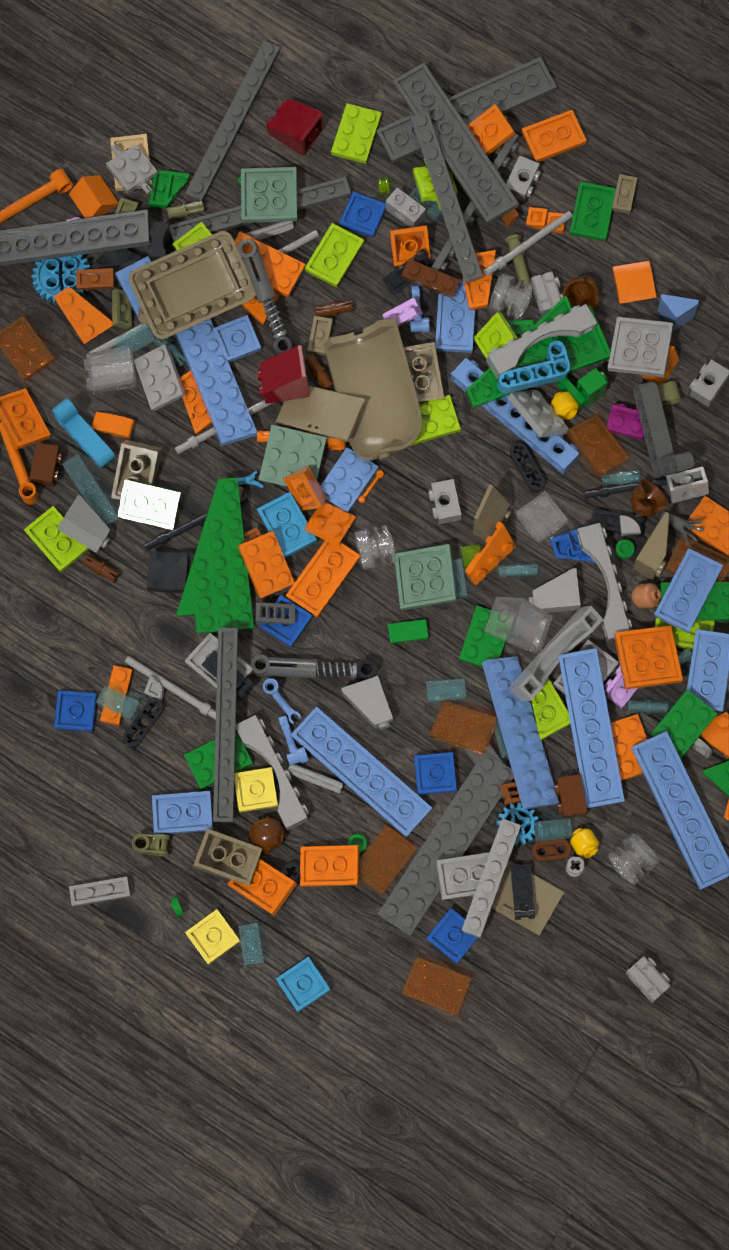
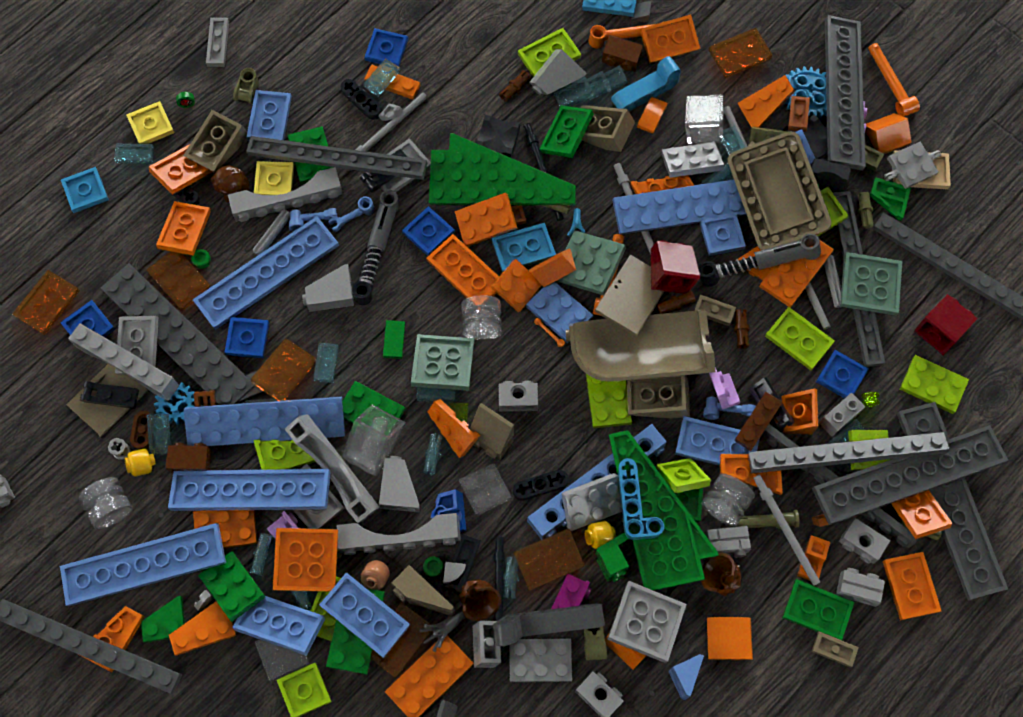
camera: 95 degrees right, 5 degrees down
(273, 606) = (439, 207): dark grey slope -> none
(565, 178) = (860, 587): none -> light grey brick
(573, 324) = (653, 475): light grey arch -> none
(689, 434) = (540, 660): none -> light grey plate

